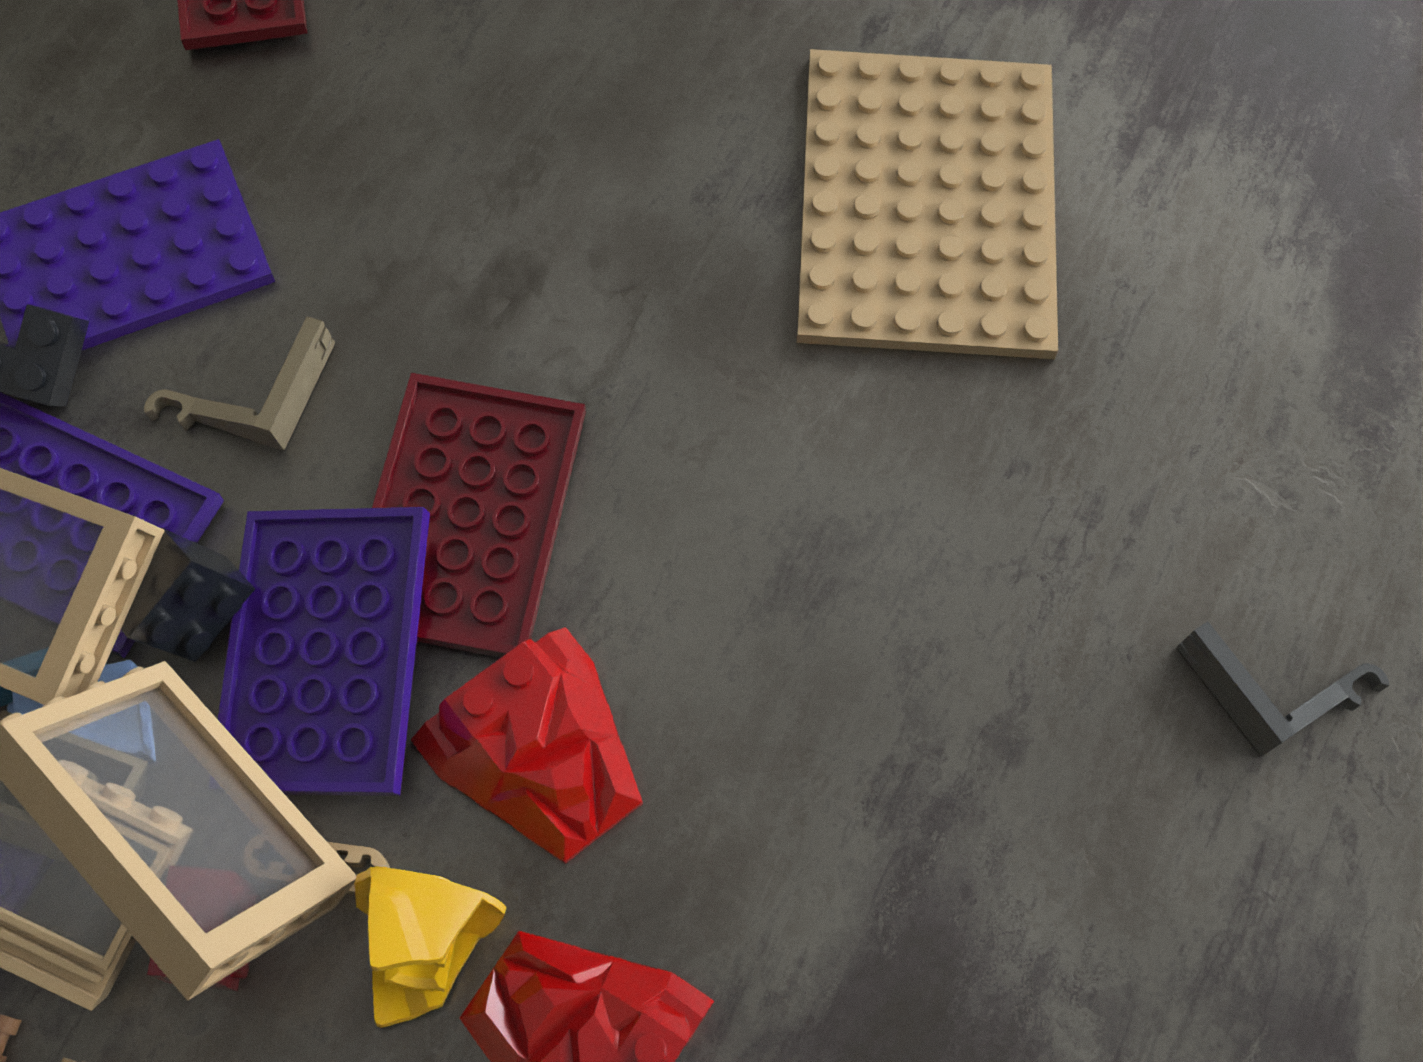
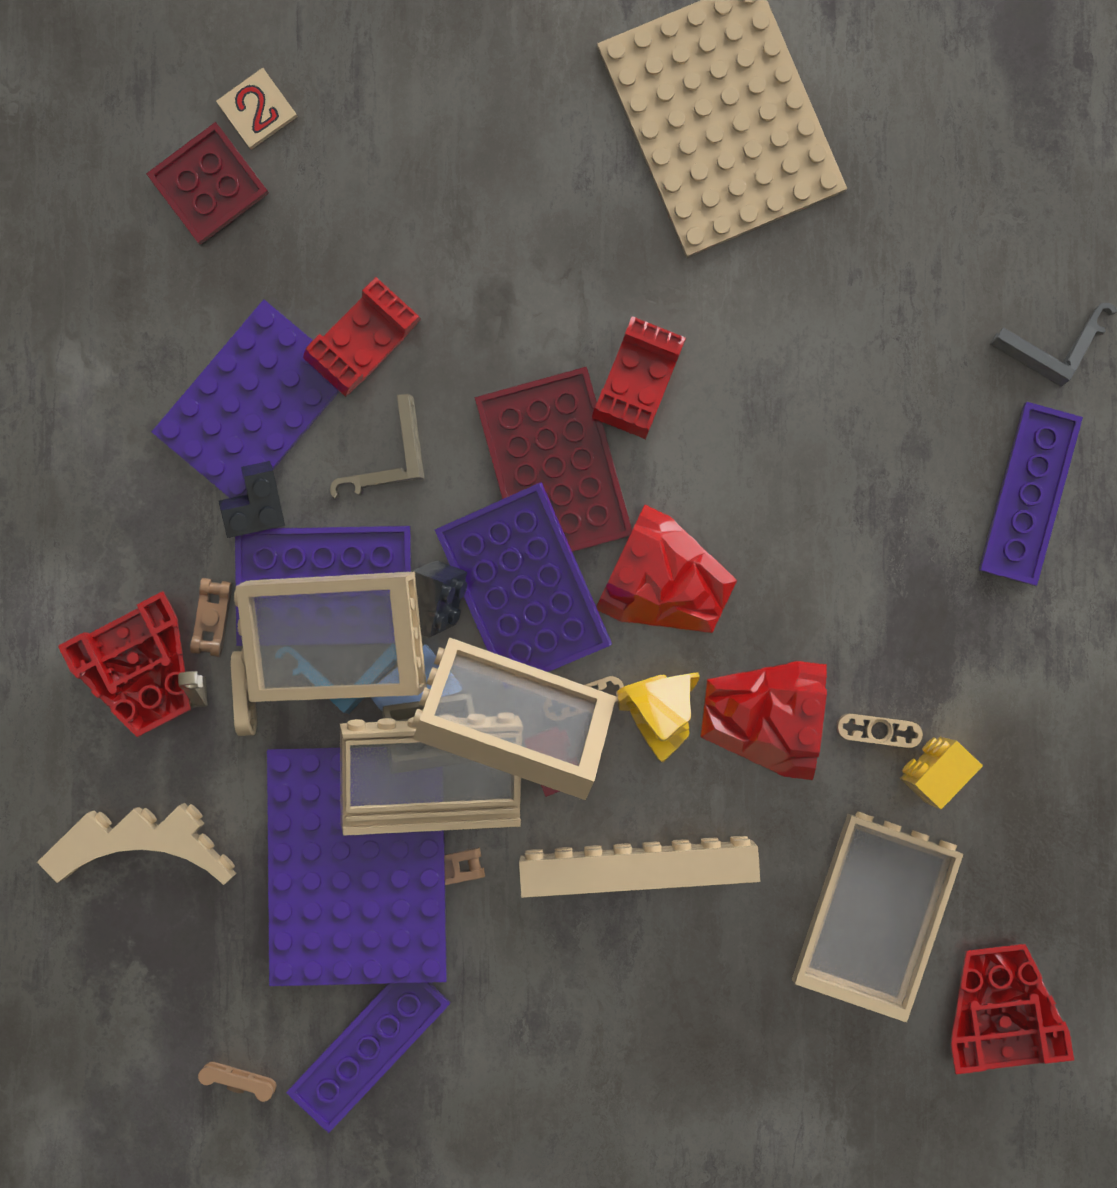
camera: 15 degrees left, 20 degrees up
(308, 237) = (361, 338): none -> red plate
(648, 452) = (638, 377): none -> red plate
(1150, 893) = (1030, 493): none -> dark purple plate

